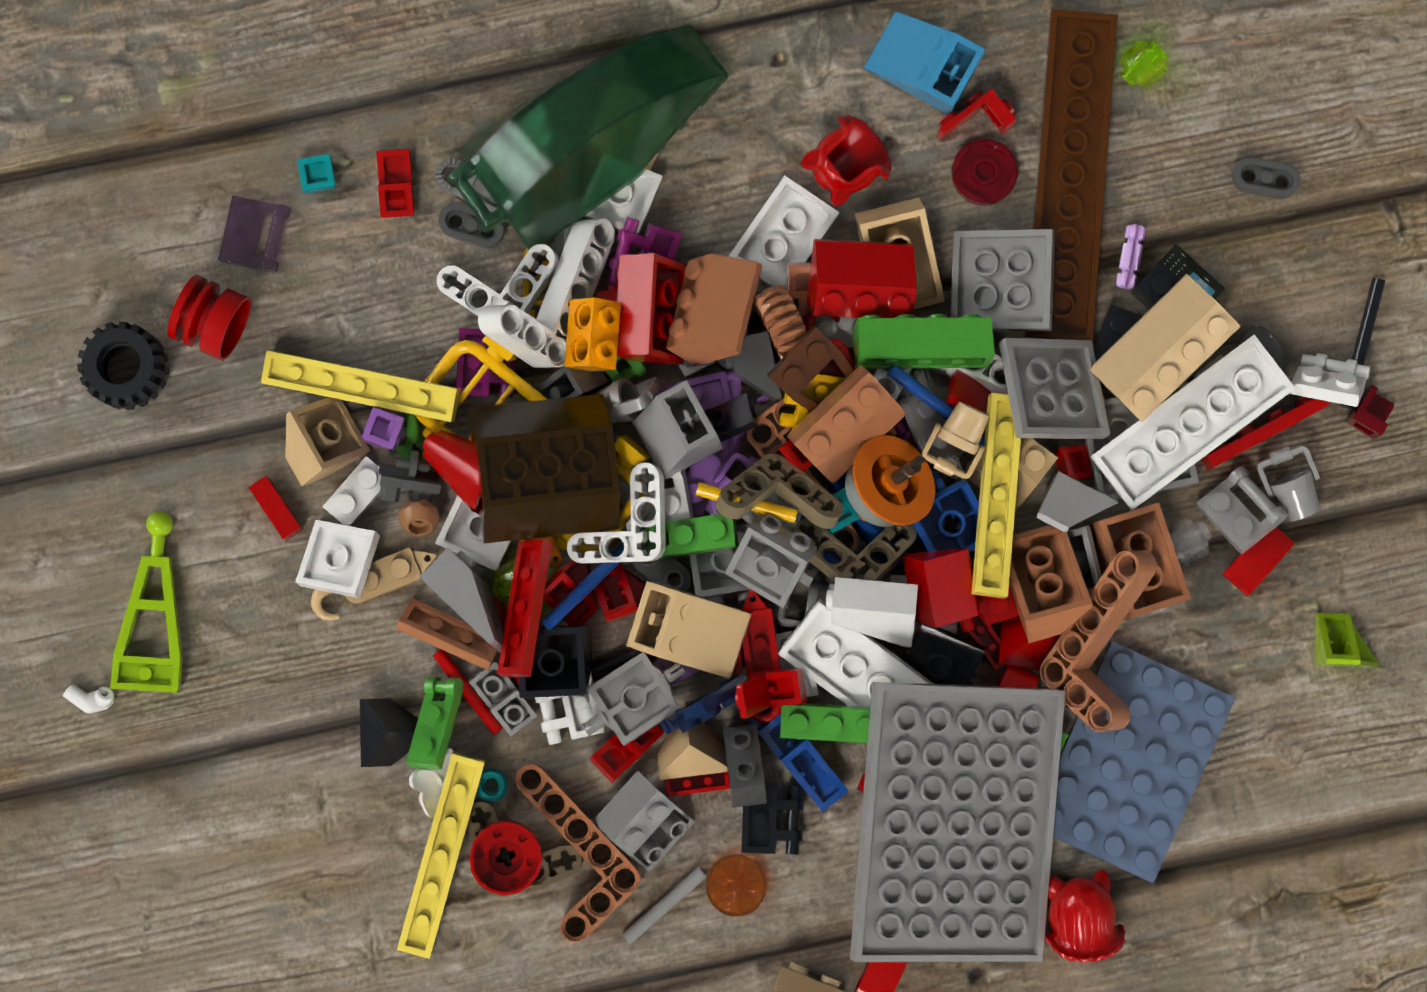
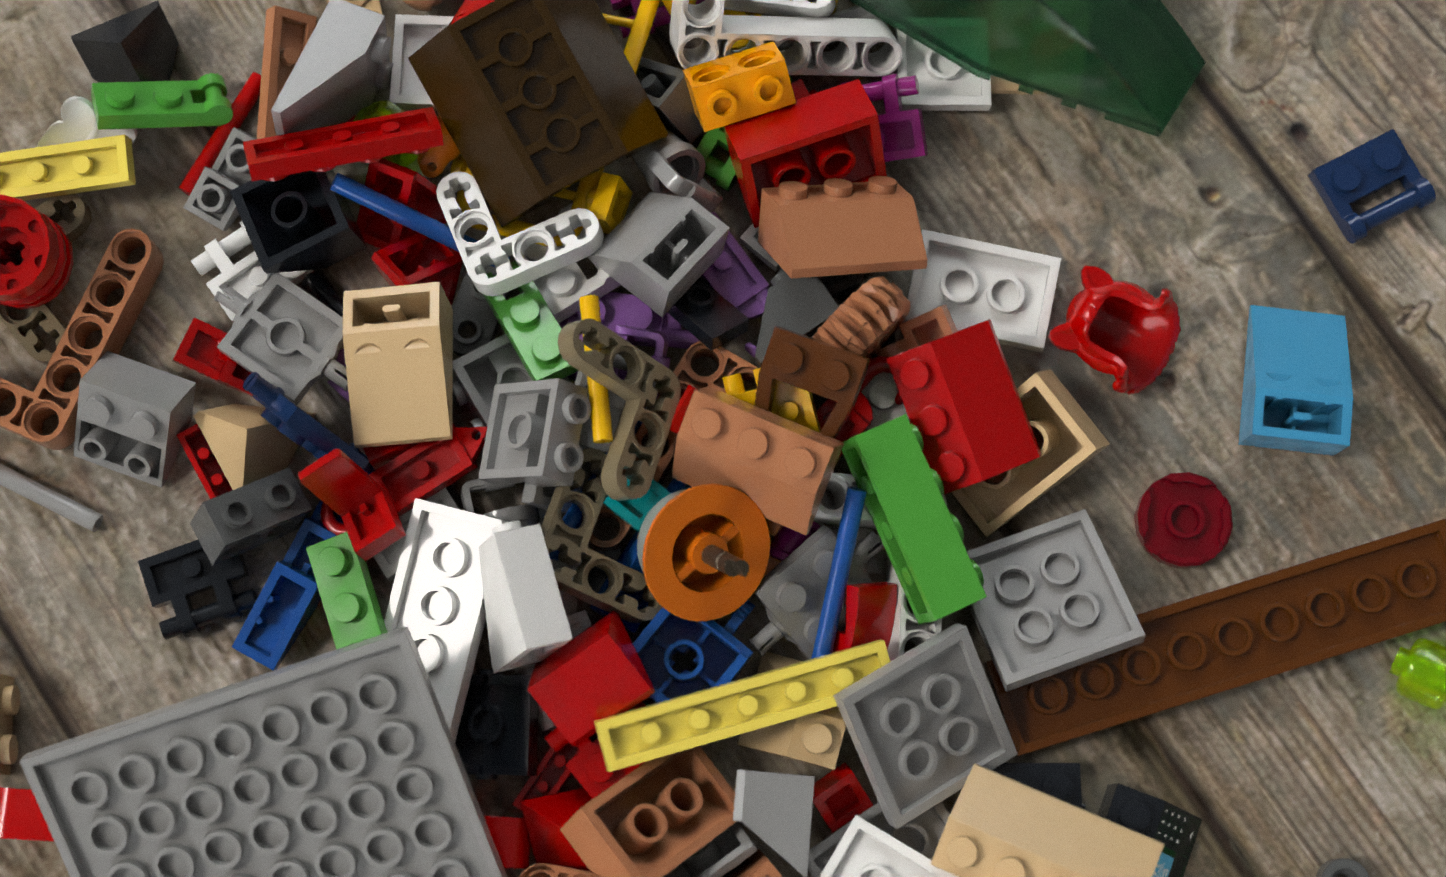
camera: 65 degrees right, 5 degrees down
(500, 792) = (103, 201): teal plate -> none
(736, 885) = (95, 574): clear orange wheel -> none
(962, 430) = (812, 620): tan piece -> none
(997, 110) = (1274, 503): red bracket -> none
(1131, 256) = (1157, 764): lavender axle -> none

